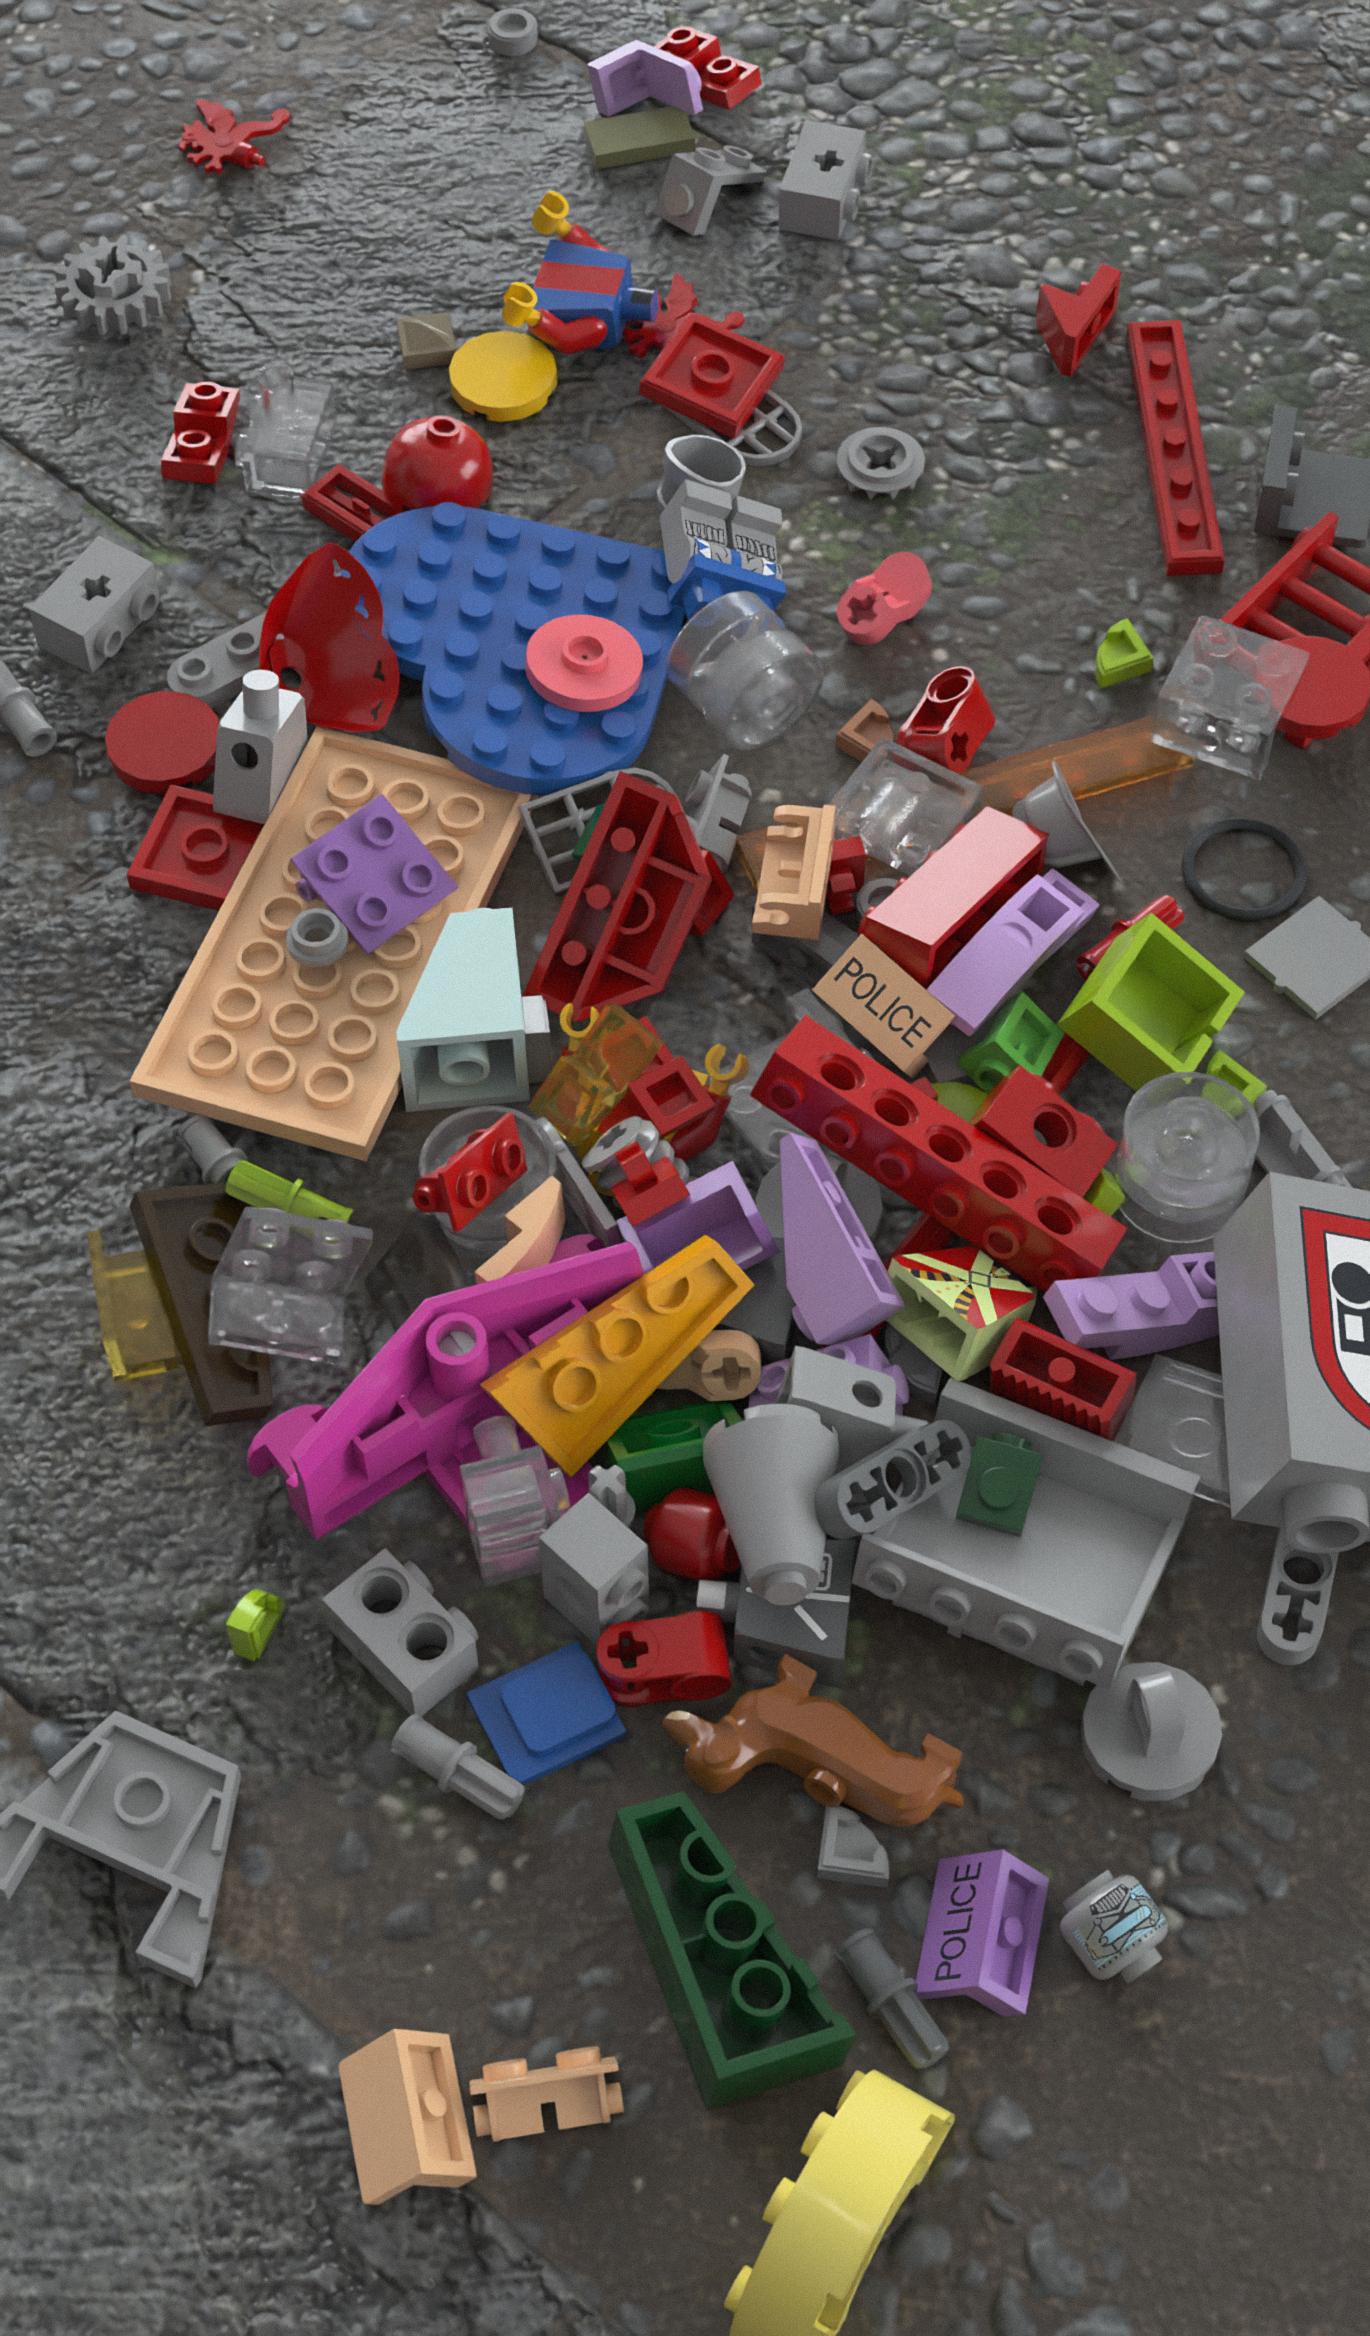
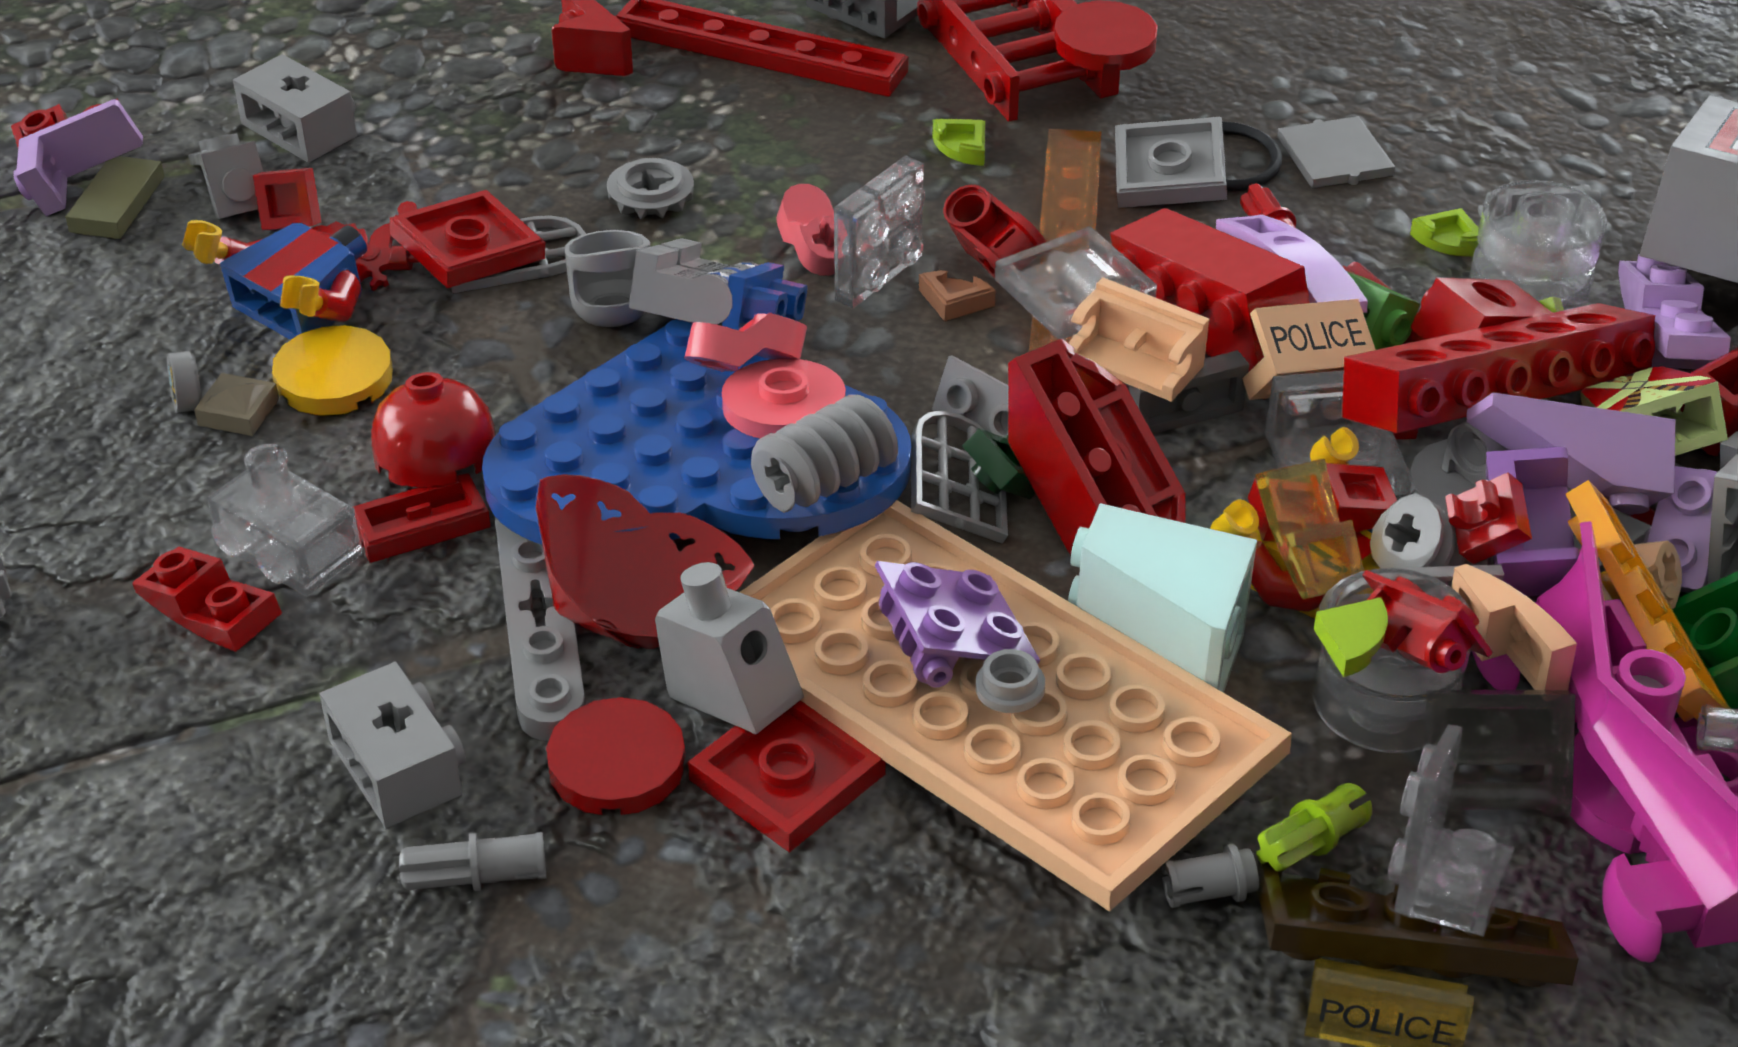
camera: 65 degrees left, 15 degrees down
(421, 293) = (183, 381): none -> light grey tile
(432, 1128) = (1352, 633): none -> lime tile
(483, 709) = (823, 452): none -> light grey piece
(610, 593) = (728, 348): none -> coral piece
(686, 237) = (287, 198): none -> red tile
(744, 670) = (882, 308): clear wheel -> none
(874, 637) = (878, 231): none -> clear plate
(1054, 811) = (1136, 193): light grey piece -> none
(1149, 1000) = (1378, 219): lime piece -> none
(1181, 824) = (1170, 162): none -> light grey tile
(1227, 696) = (1096, 70): clear bracket -> none

